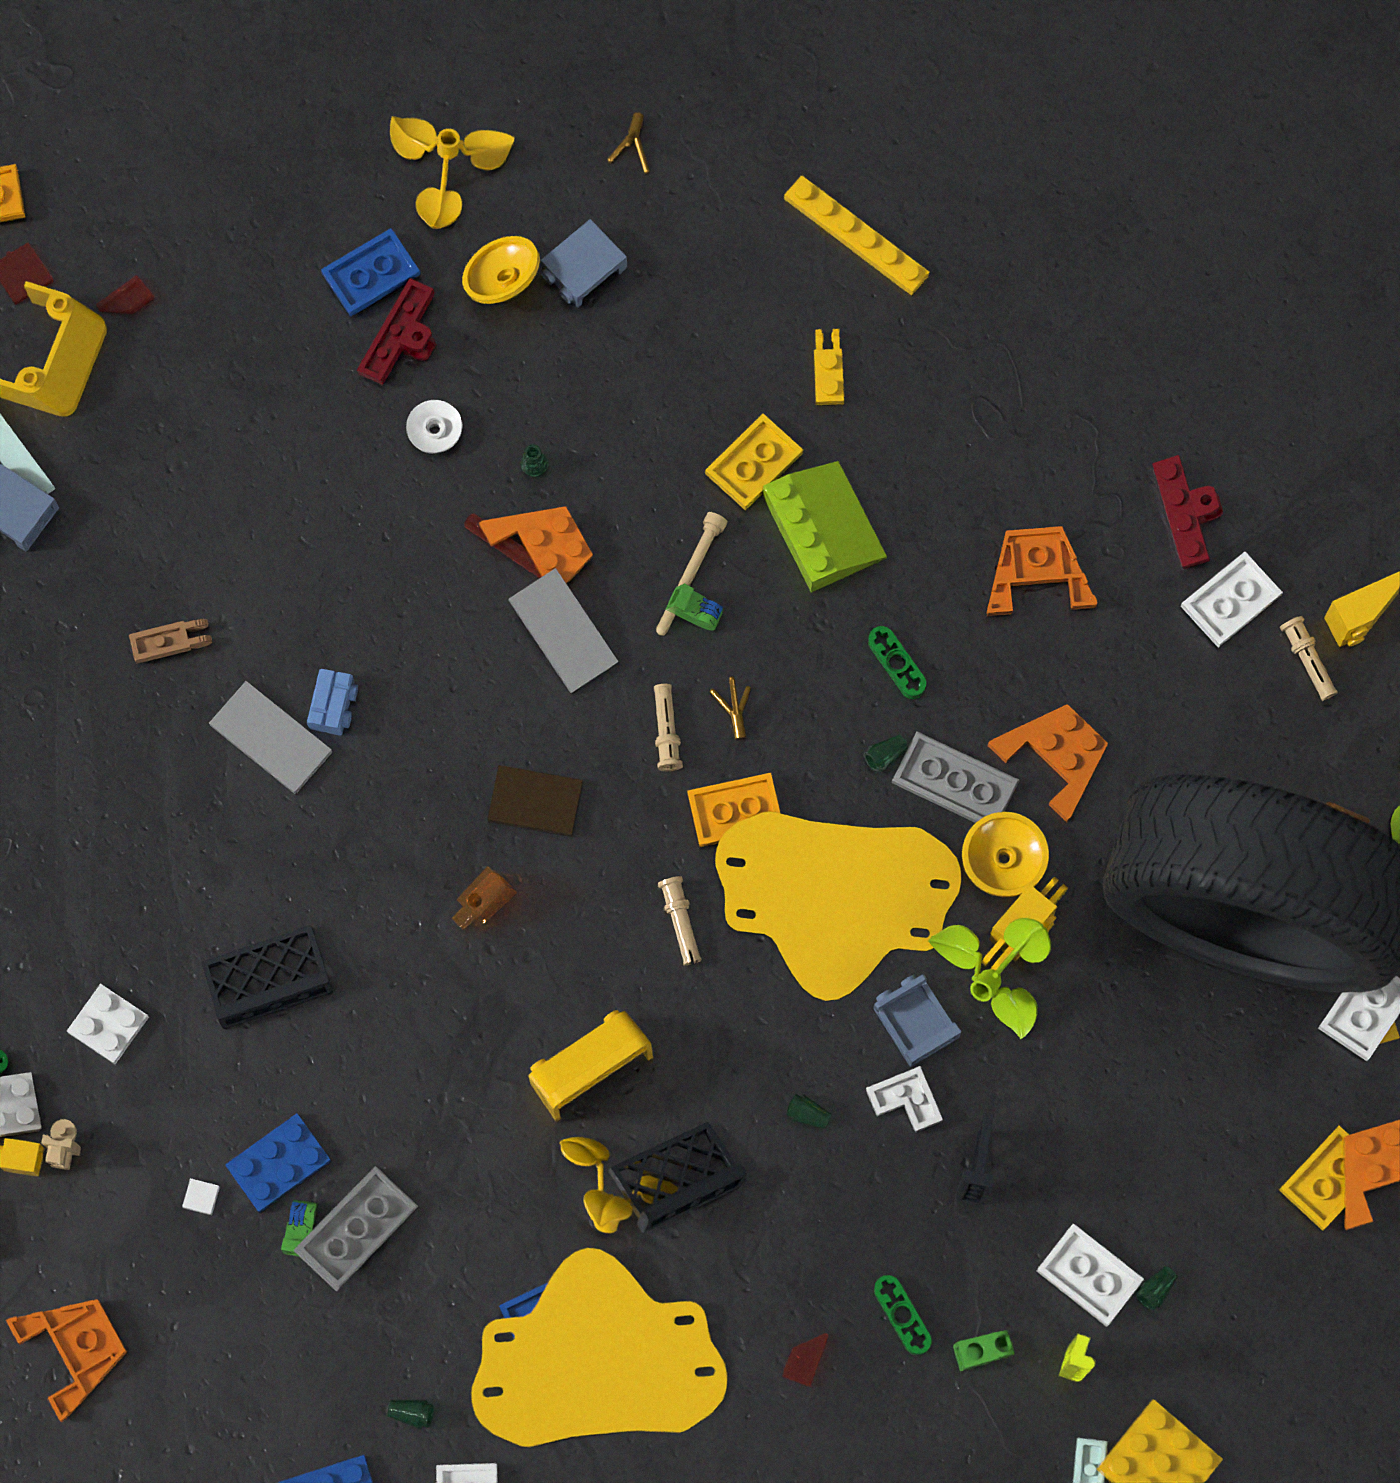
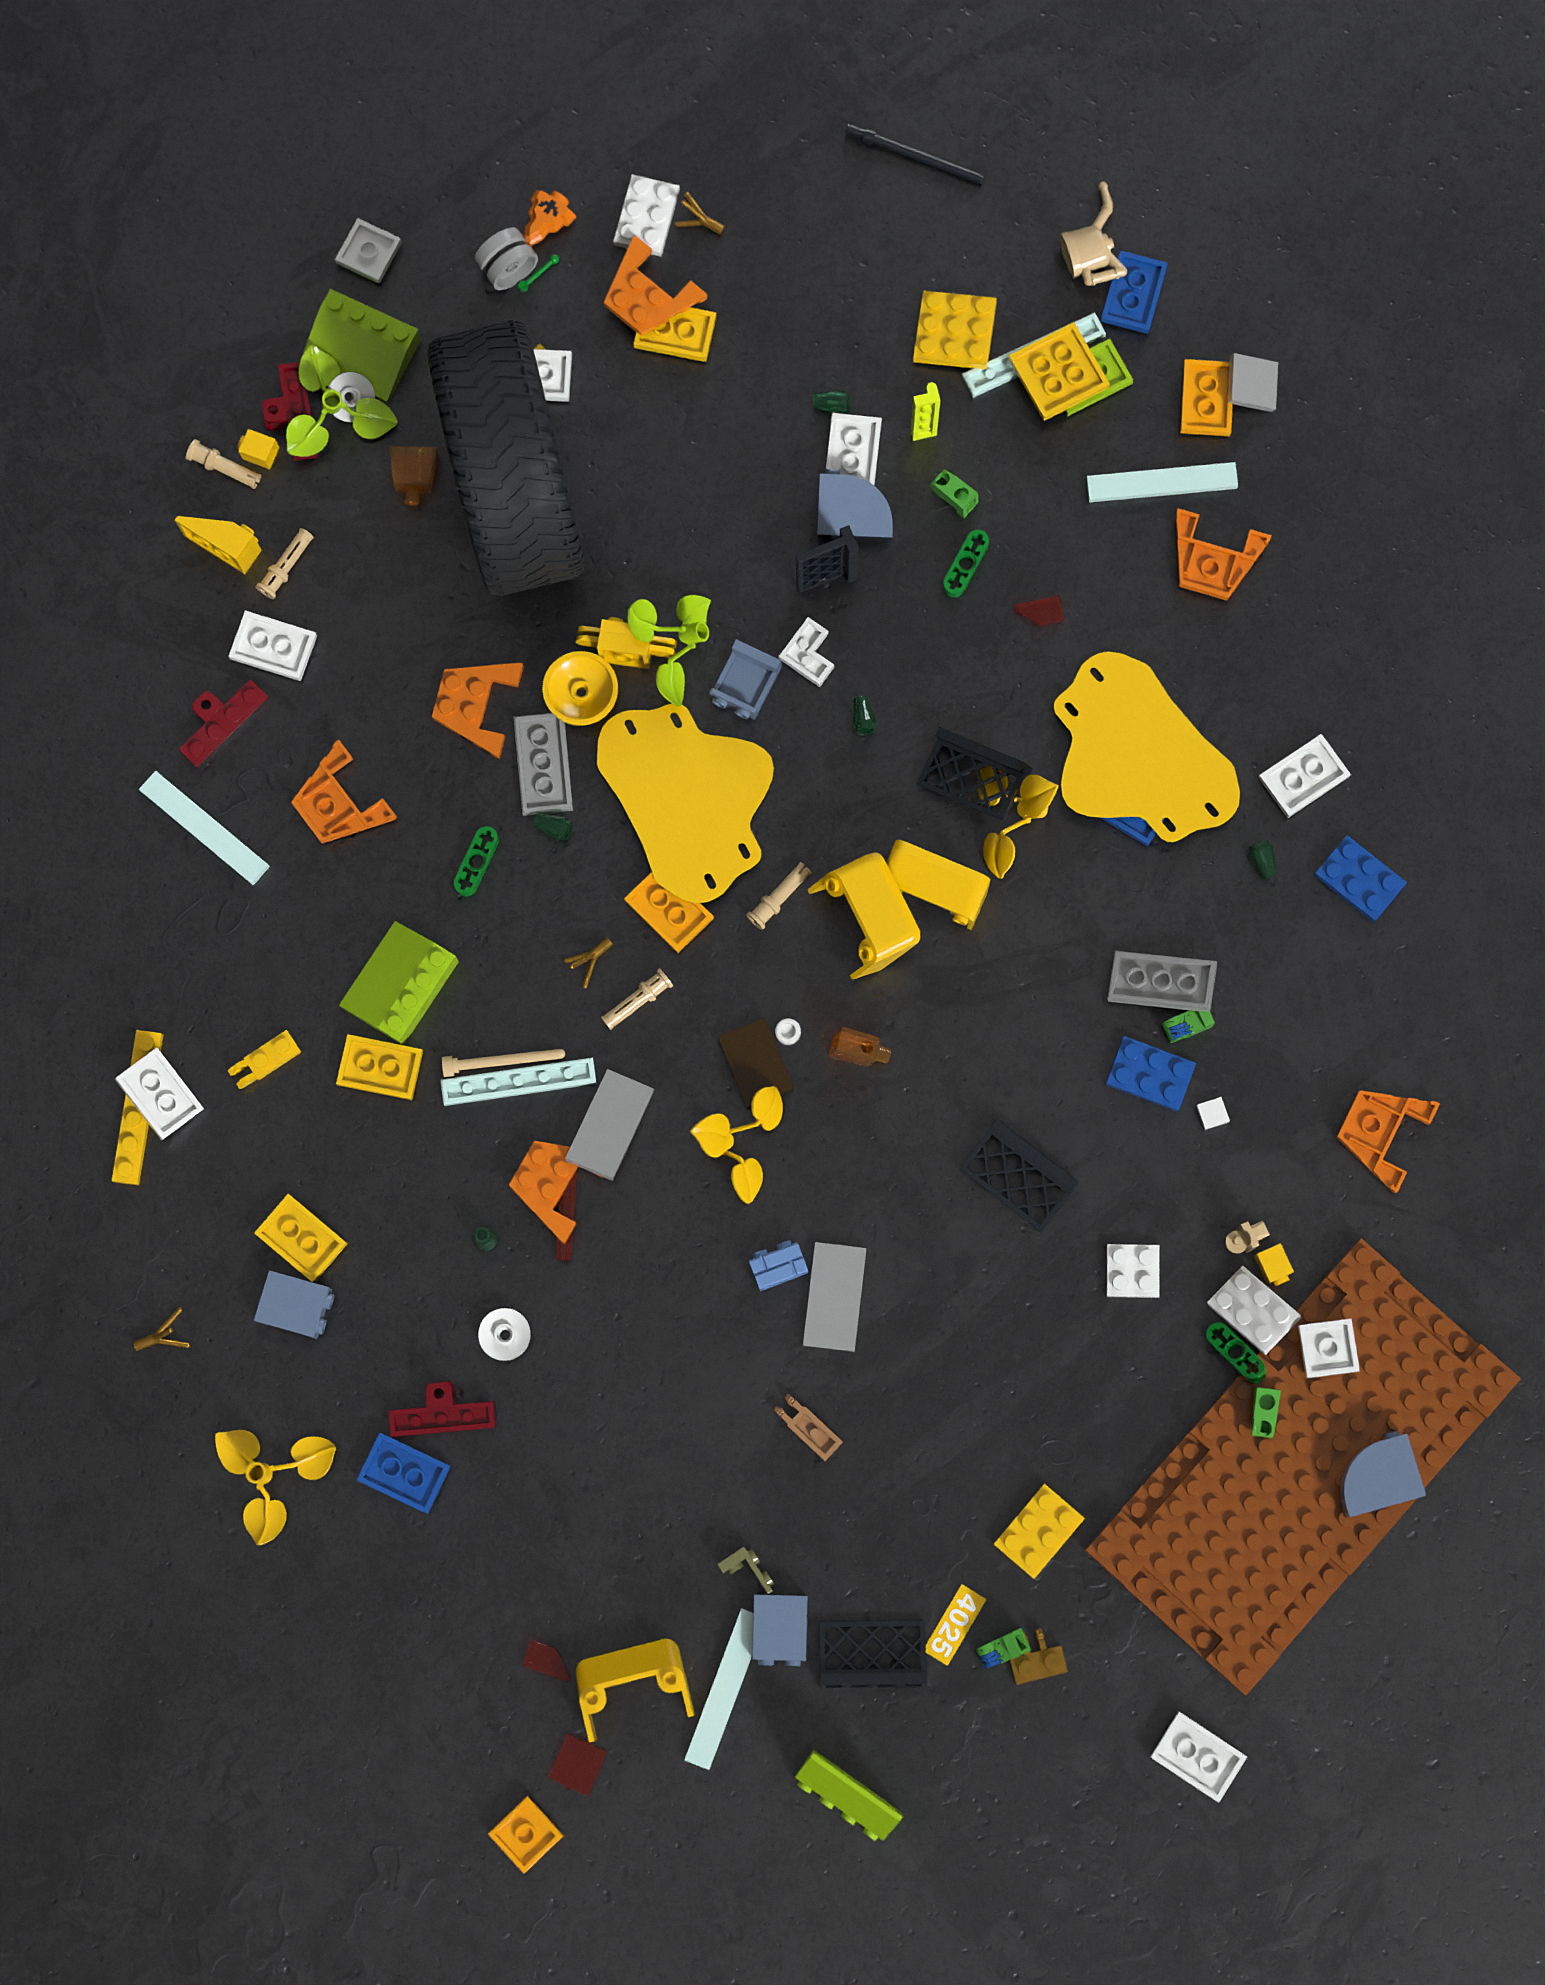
camera: 120 degrees left, 5 degrees up
(88, 518) = (734, 1563): none -> olive bracket
(480, 698) = (716, 1138): none -> yellow plant
(501, 270) = (339, 1377): yellow dish -> none
(545, 848) = (787, 1031): none -> white tile
(602, 986) = (878, 909): none -> yellow windscreen
(640, 304) = (300, 1238): none -> yellow plate
(660, 578) = (518, 1081): none -> light aqua tile
(694, 607) = (528, 1036): bright green leg -> none
(853, 255) = (159, 1093): none -> white plate
(1028, 1233) = (852, 502): none -> sand blue brick
(1088, 438) = (204, 828): none -> light aqua tile

